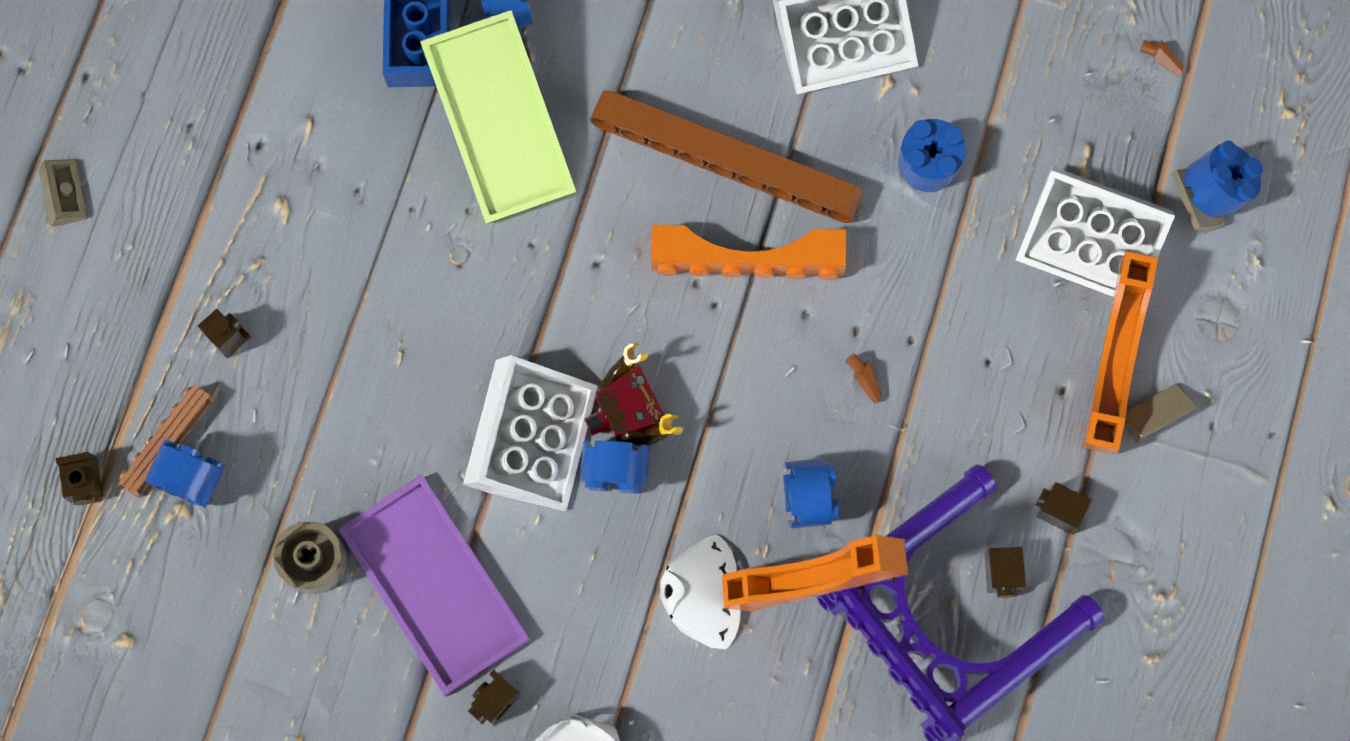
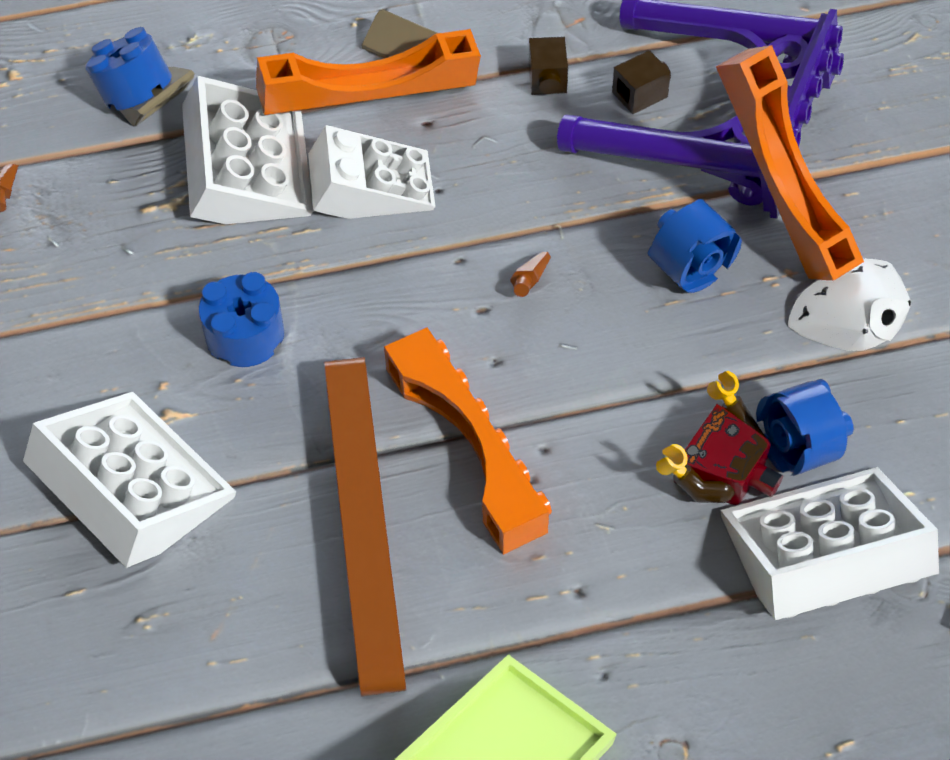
camera: 120 degrees left, 20 degrees down
(1021, 314) = (367, 176): none -> white slope

